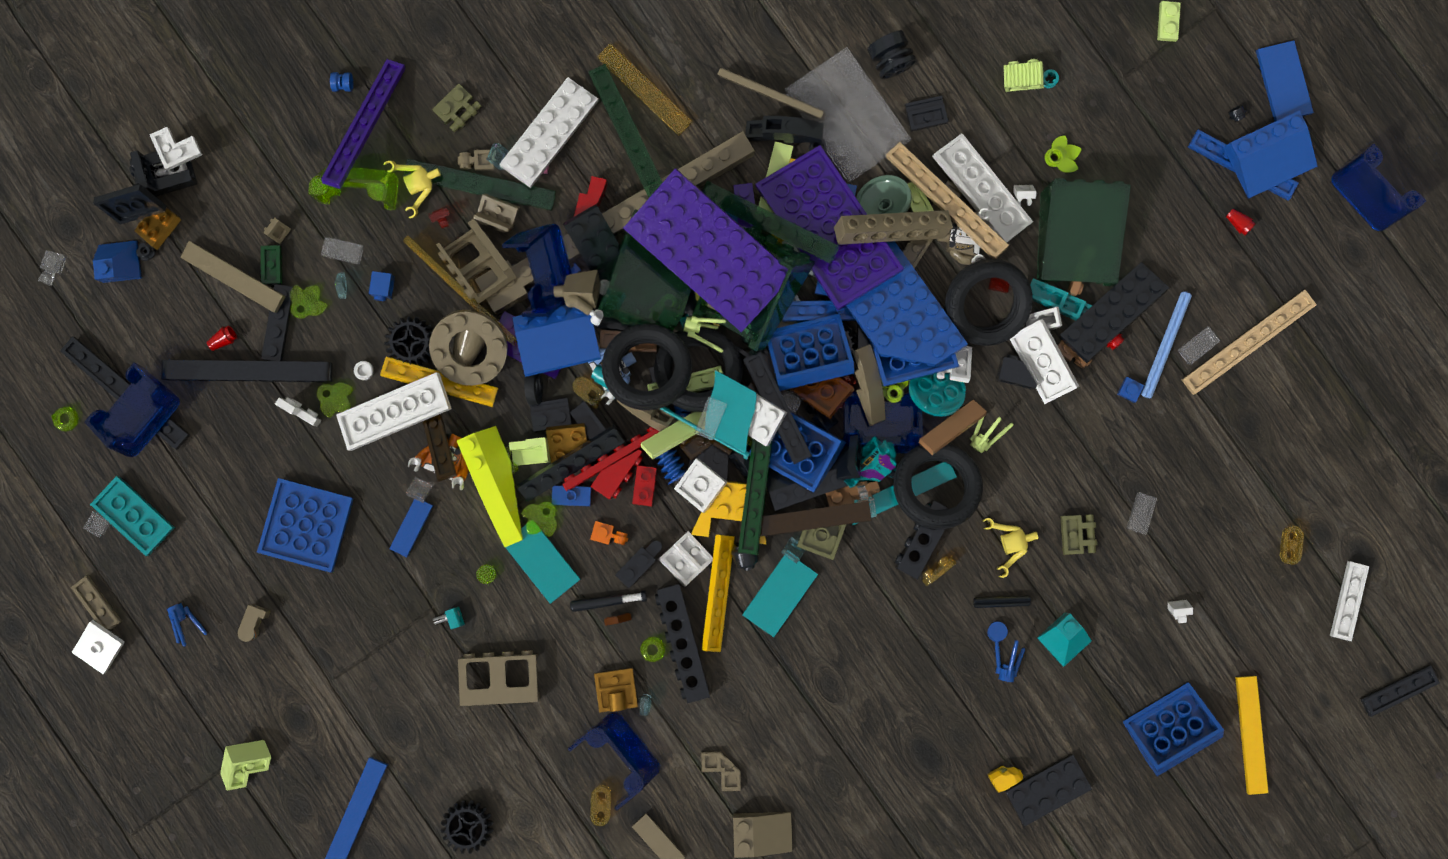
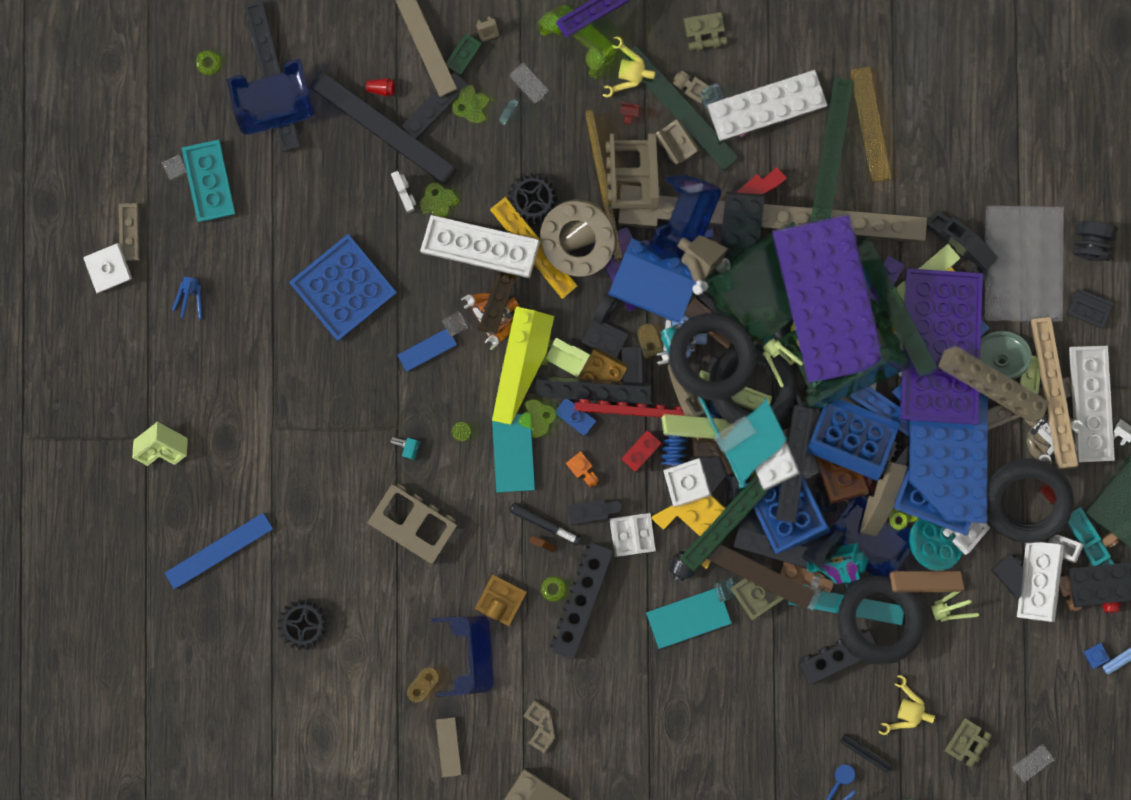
camera: 35 degrees right, 0 degrees up
(251, 621) = (244, 335): dark tan leg -> none
(364, 370) = (477, 194): white tile -> none
(381, 286) = (541, 135): blue brick -> none
(612, 477) = (619, 425): red slope -> none
(645, 704) = (515, 629): clear light blue tile -> none
(718, 593) = (639, 580): yellow plate -> none
(768, 92) = (973, 203): dark tan tile -> none
(933, 574) = (824, 690): clear yellow plate -> none

